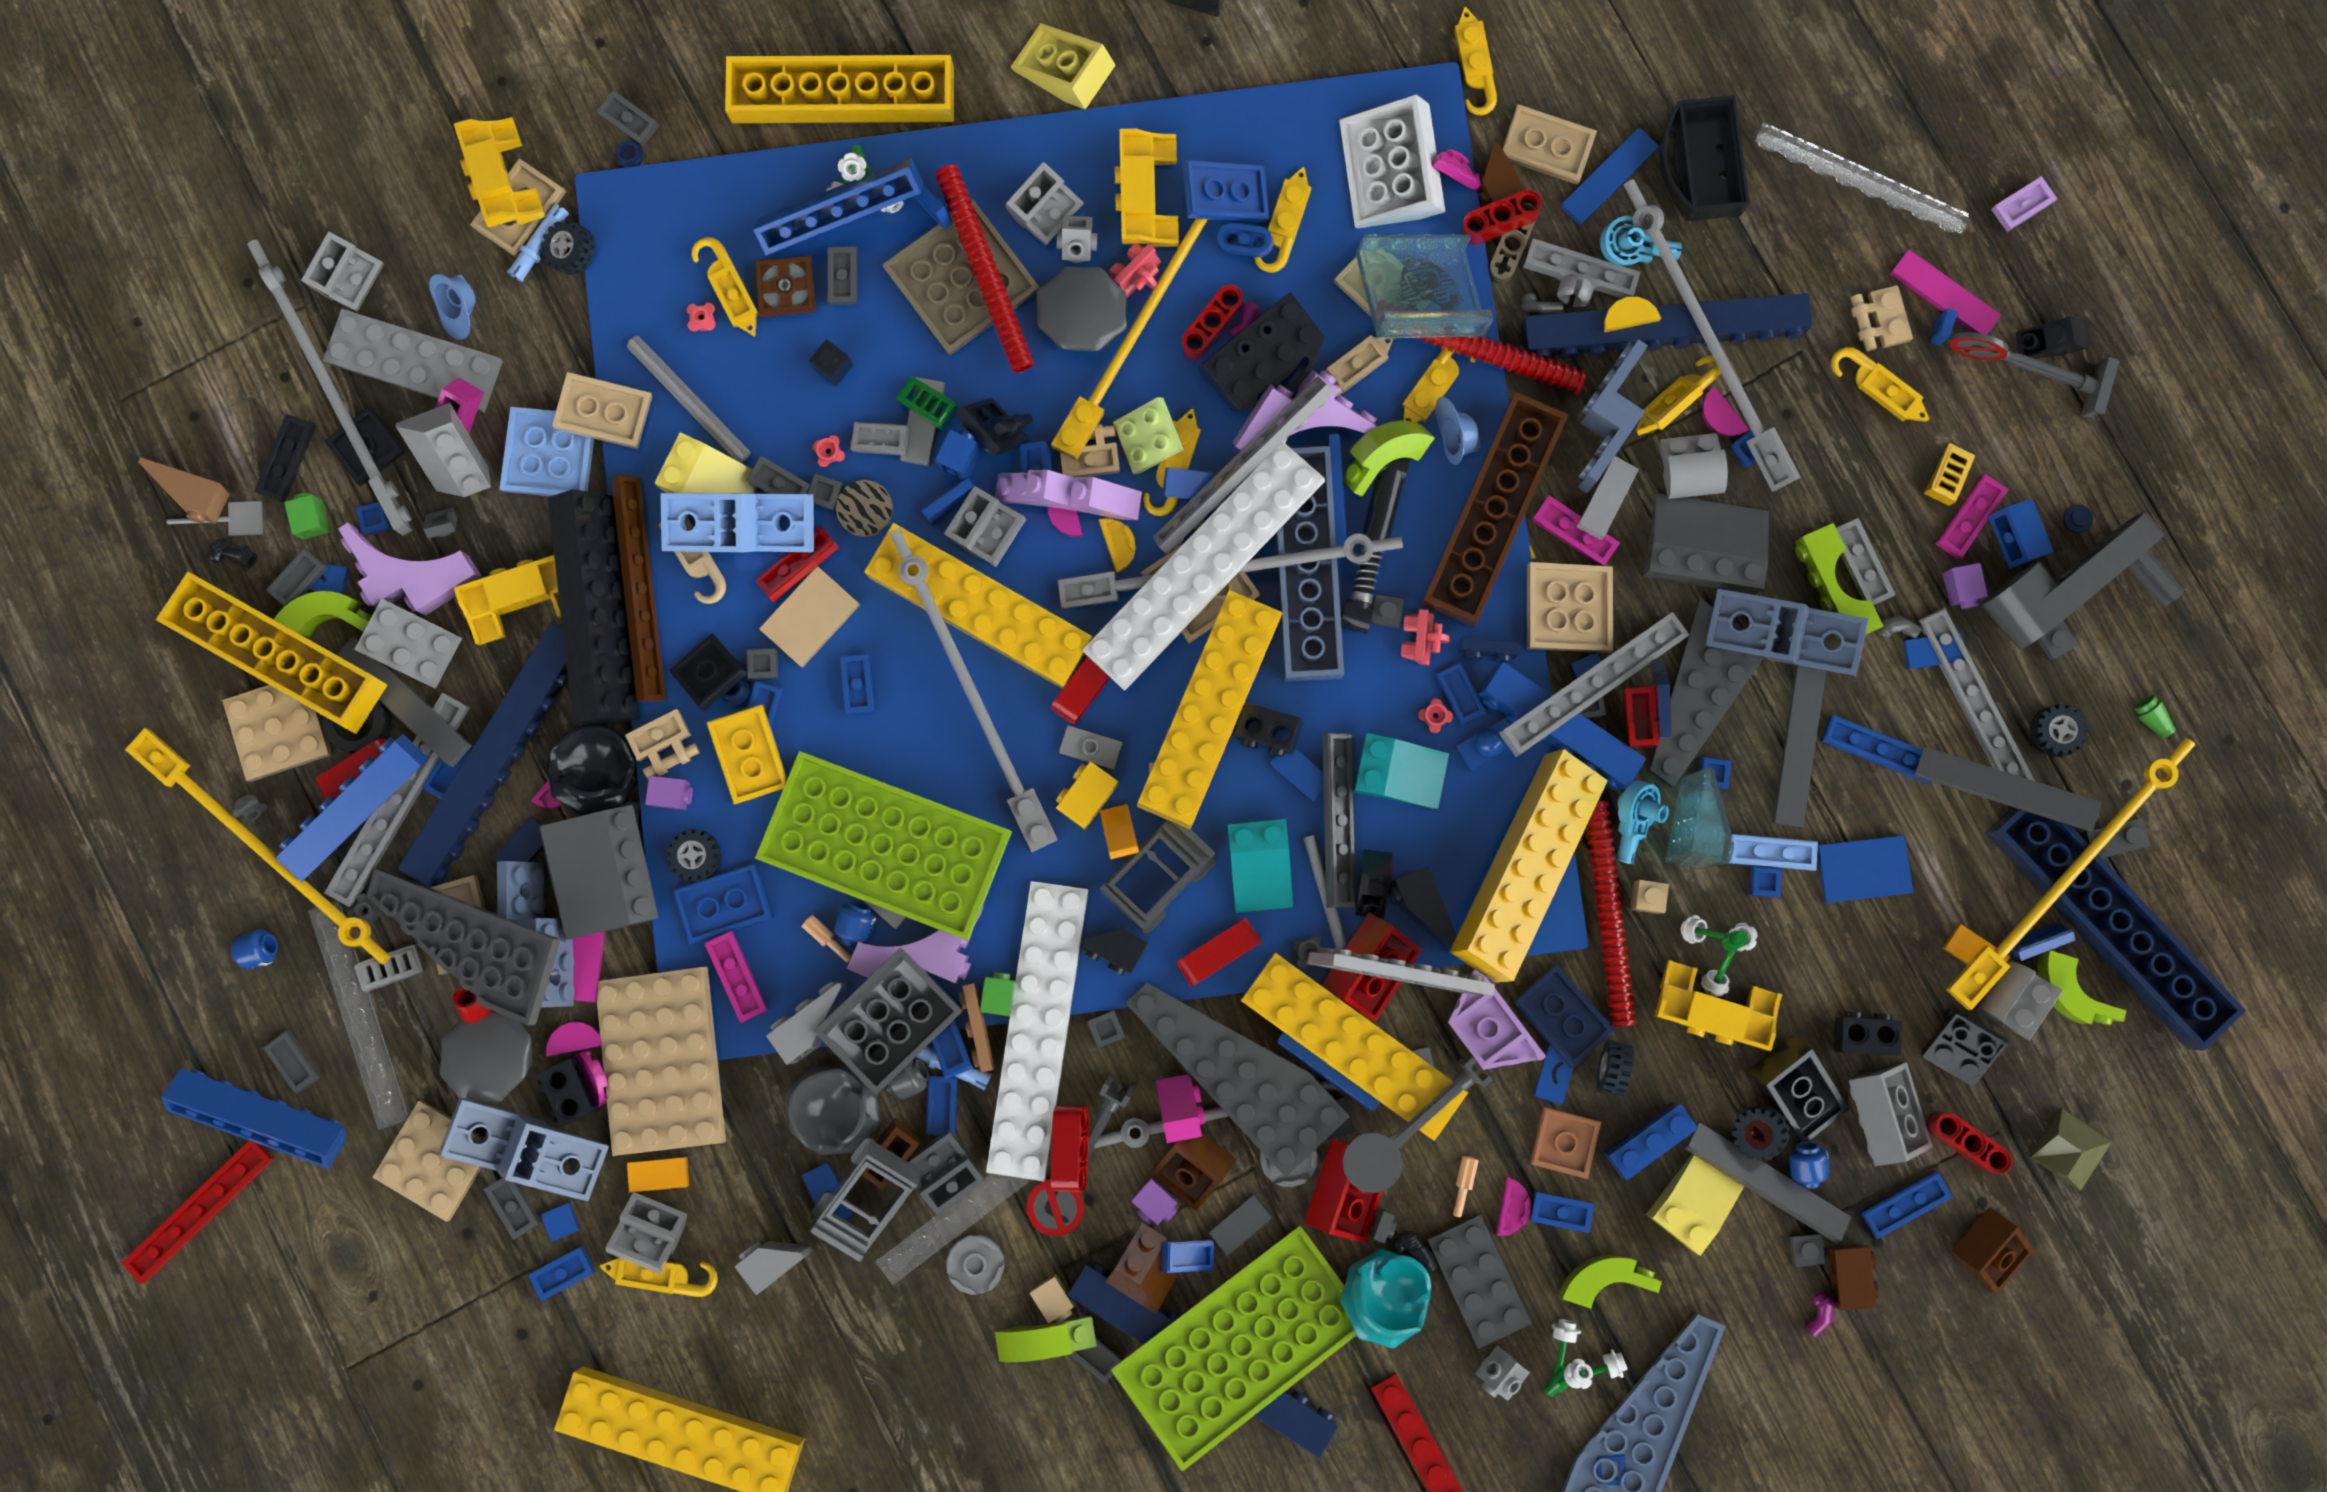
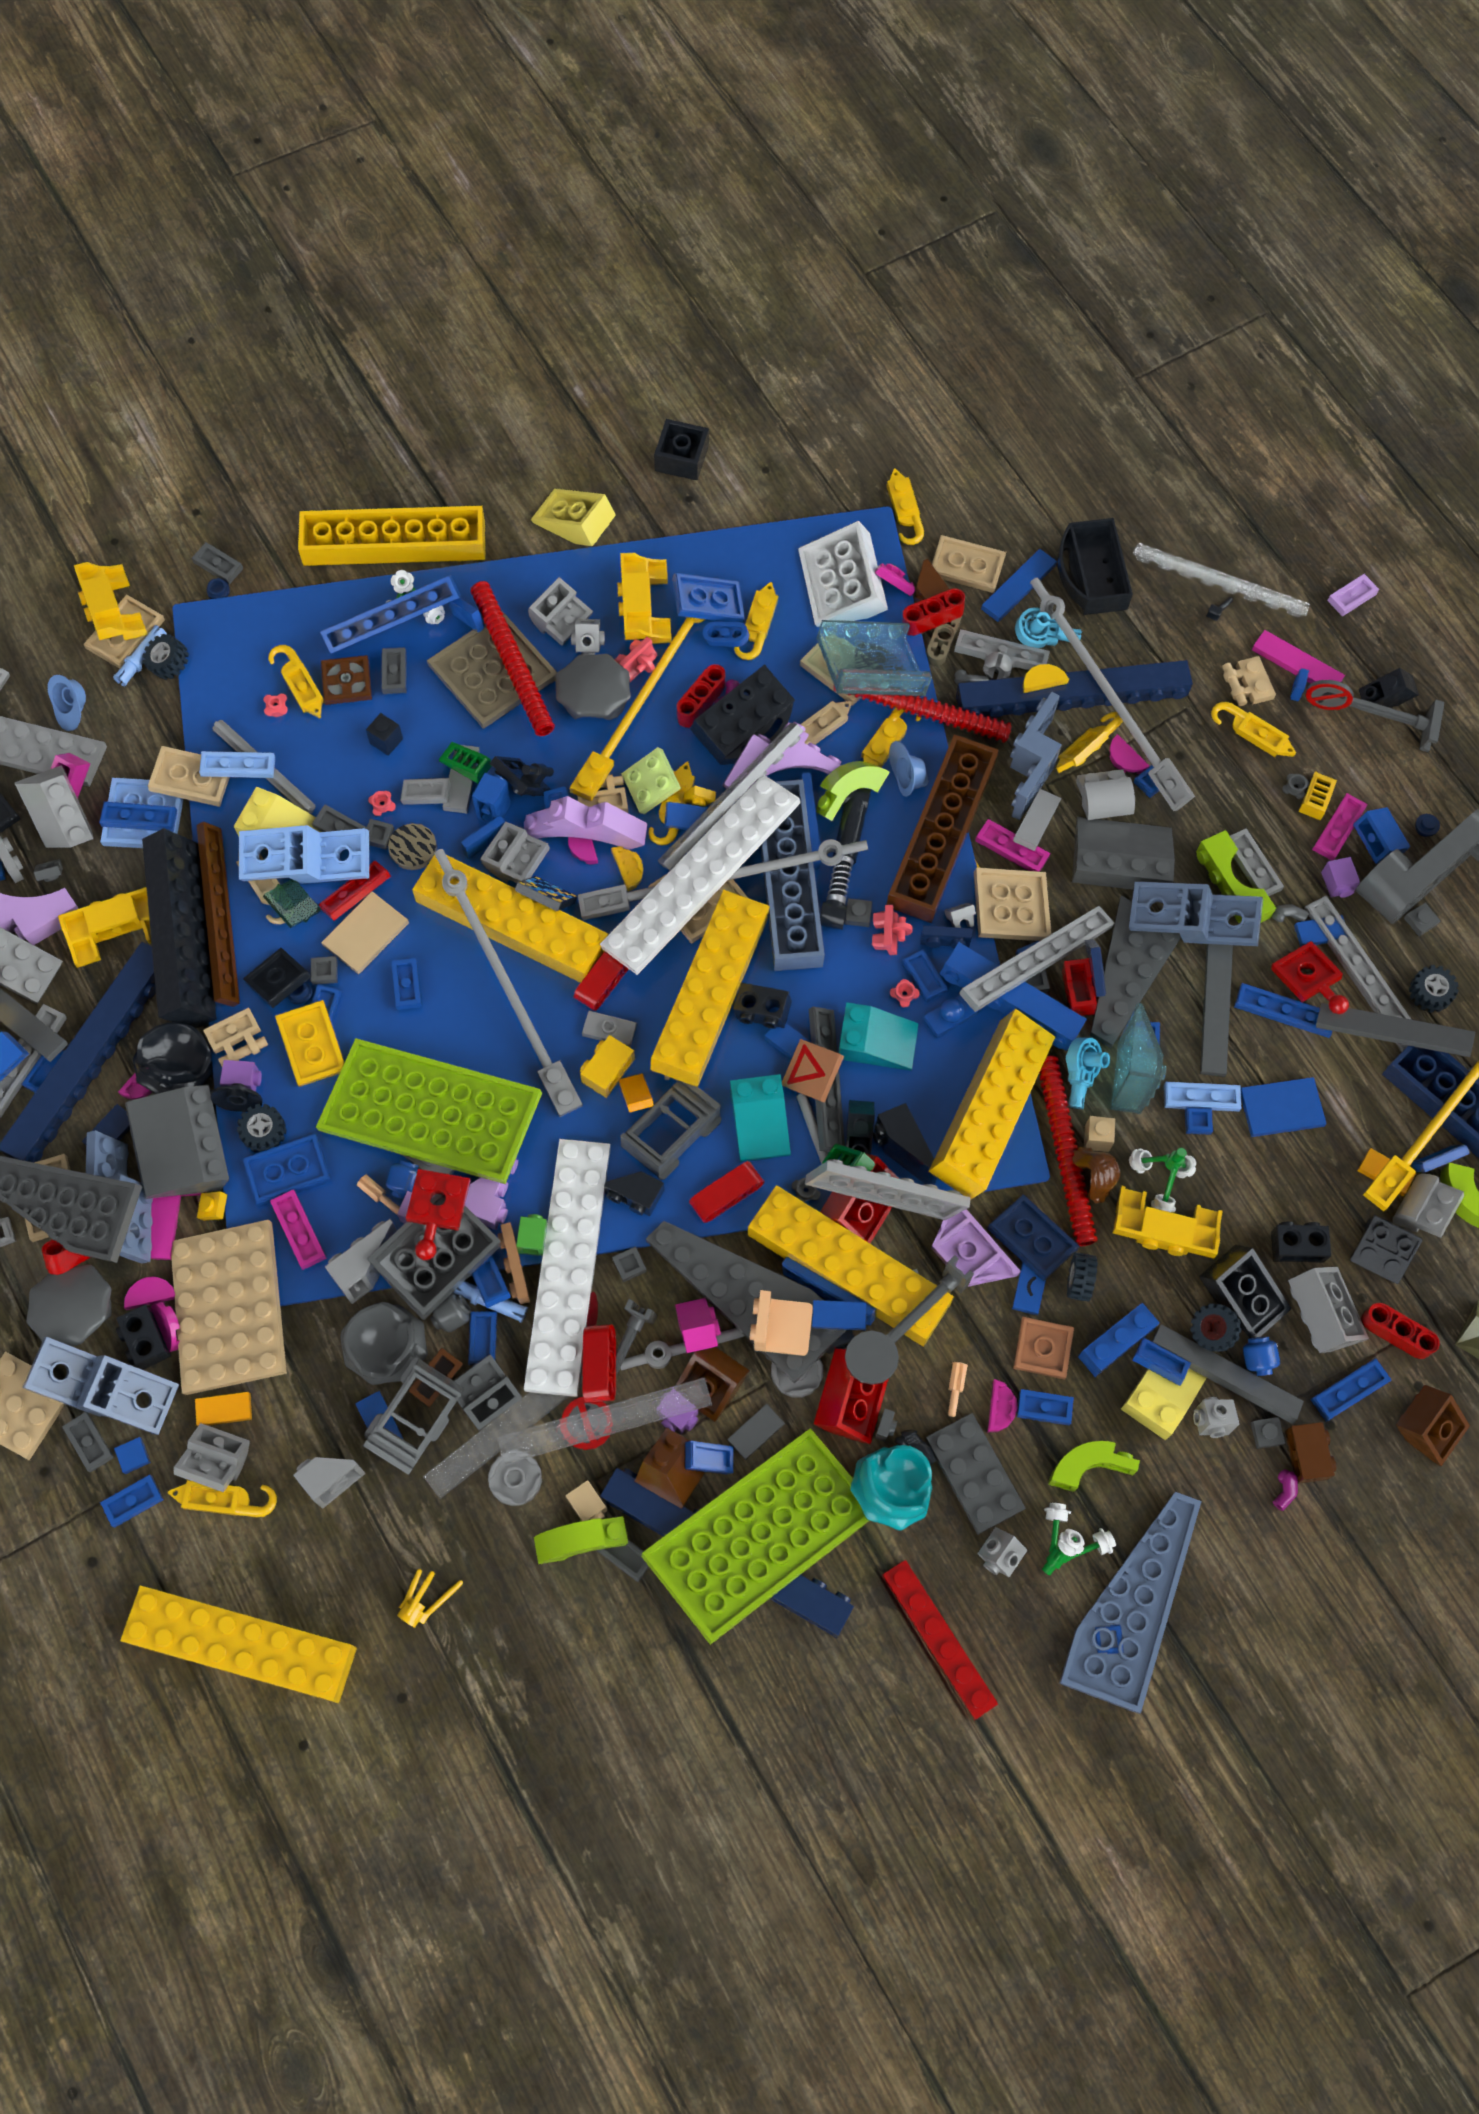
camera: 10 degrees left, 15 degrees down
(542, 460) = (138, 816): none -> blue tile
(640, 942) = (212, 1206): none -> yellow plate
(657, 399) = (237, 764): none -> light blue tile
(665, 820) = (235, 1097): none -> black dish
(724, 580) = (292, 903): none -> clear green piece
(864, 1404) = (412, 1609): none -> yellow plant
(900, 985) = (443, 1216): none -> red plate
(1020, 580) = (546, 893): none -> tile
(1064, 1083) = (593, 1310): none -> dark red sticker
(1074, 1212) = (604, 1421): none -> clear plate
(1205, 460) = (699, 796): none -> yellow plate
(1274, 1118) = (781, 1325): none -> light nougat bracket
(1323, 814) = (812, 1070): none -> nougat tile
(1338, 1108) = (839, 1315): none -> blue tile
(1373, 936) = (850, 1157): none -> green slope
(1507, 618) = (960, 912): none -> light grey tile
(1647, 940) = (1104, 1172): none -> reddish brown hair
(1696, 1169) = (1161, 1361): none -> blue tile
(1750, 1234) = (1216, 1417): none -> light grey brick
(1849, 221) = (1215, 611): none -> black hand
(1908, 724) = (1306, 986): none -> red plate
(1929, 455) = (1298, 780): none -> dark grey plate

